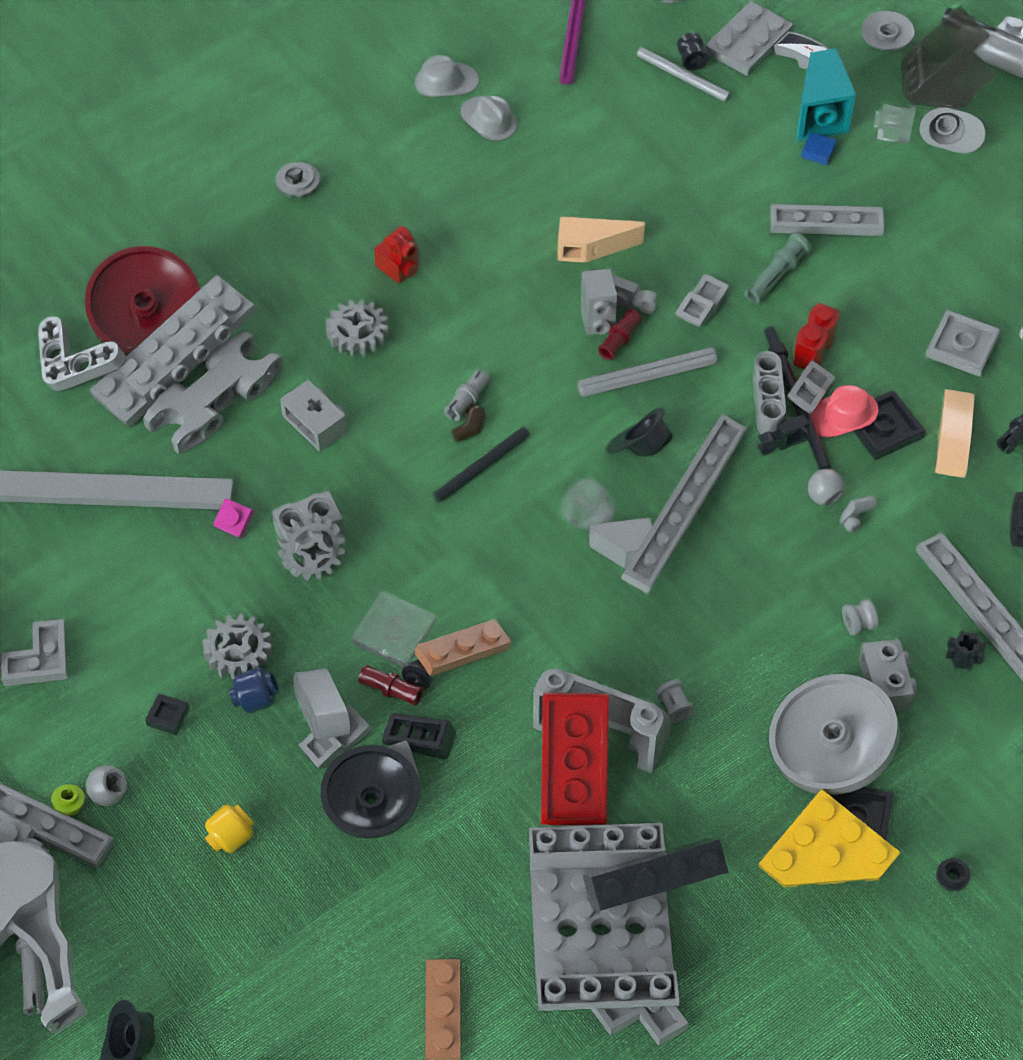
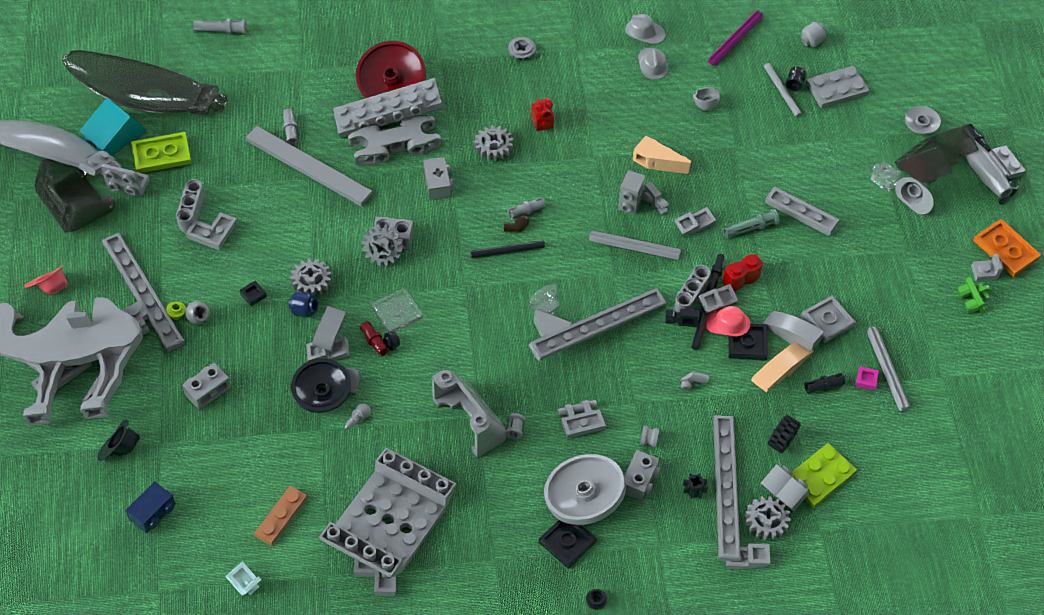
camera: 30 degrees right, 0 degrees up
(44, 447) = (290, 126): none -> light grey pin
(62, 370) = (326, 90): light grey beam -> none
(197, 885) = (206, 386): none -> light grey brick
(229, 828) = (241, 366): yellow head -> none
(233, 518) = (357, 211): dark pink plate -> none
(439, 739) = (376, 382): black slope -> none
(448, 805) = (358, 415): none -> light grey bar
(462, 647) = (423, 338): nougat plate -> none
(574, 758) = (433, 425): red tile -> none
(598, 130) = (707, 98): none -> light grey hair
(619, 334) = (634, 216): dark red pin -> none
(644, 437) = (604, 280): black piece -> none
(655, 873) = (429, 505): black brick -> none
(759, 649) = (582, 423): none -> light grey plate
(798, 47) = (864, 109): slope -> none
(818, 148) = (829, 168): blue tile -> none
(826, 97) = (847, 139): teal slope -> none
(826, 487) = (685, 357): light grey piece -> none
(827, 848) = (537, 546): yellow plate -> none
(933, 378) = (794, 330): none -> light grey slope

